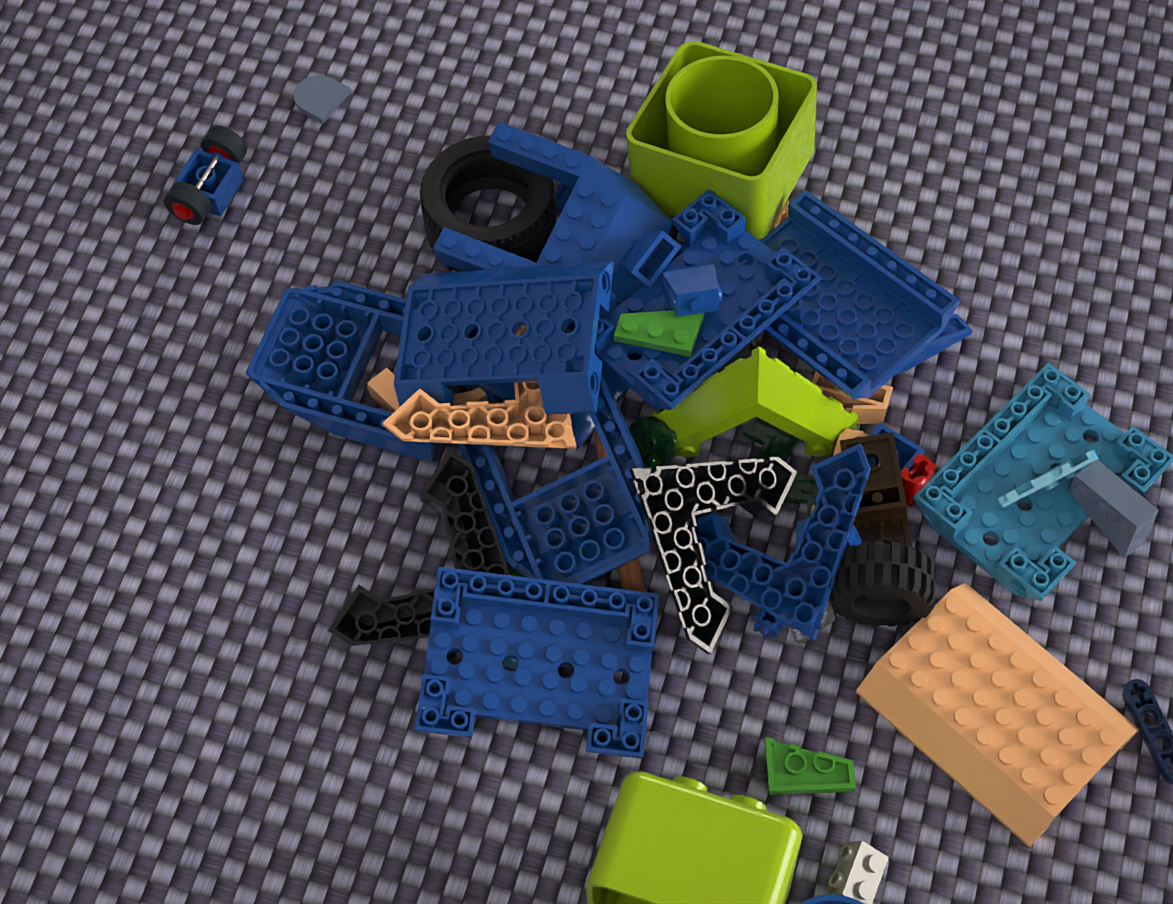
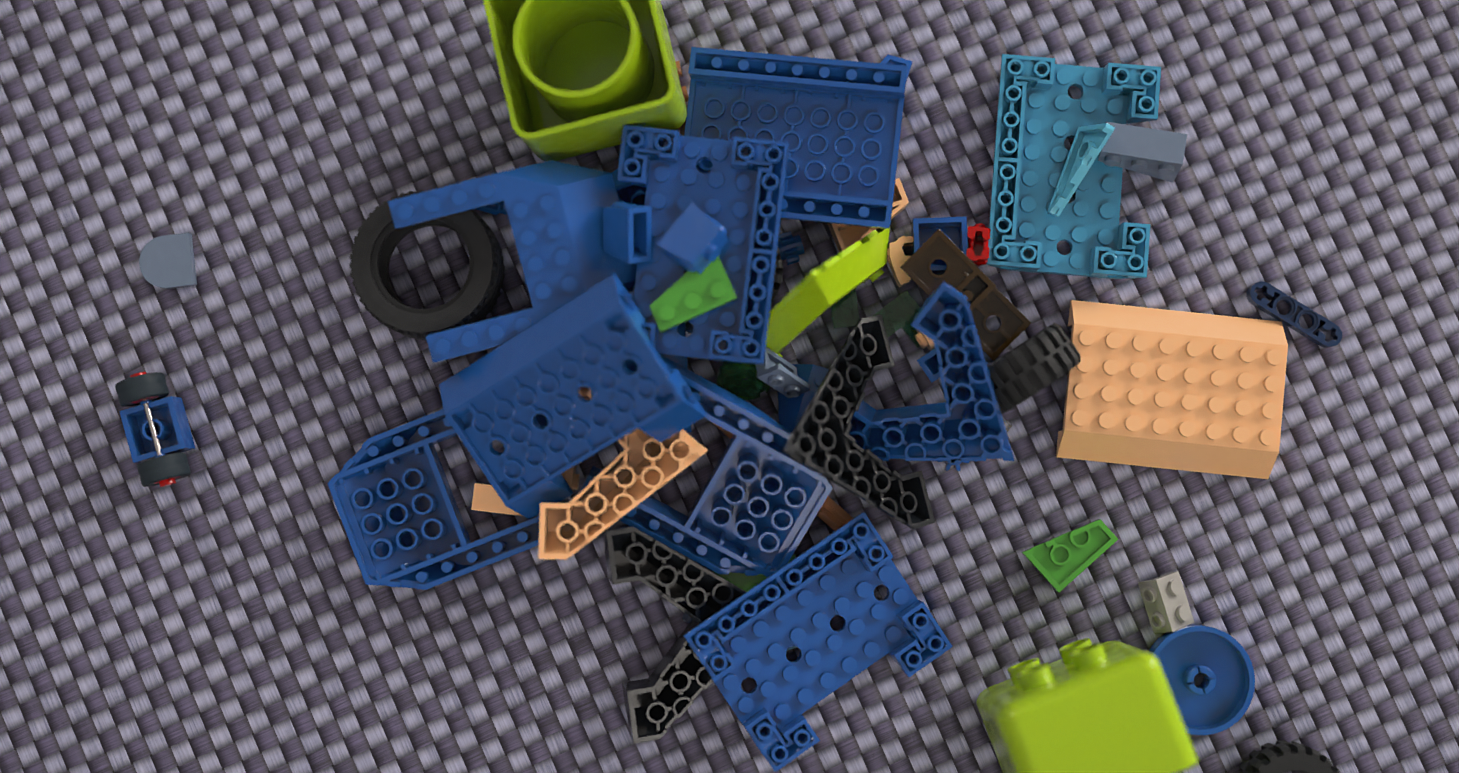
camera: 40 degrees left, 25 degrees up
(678, 443) = (781, 375): none -> sand blue bracket

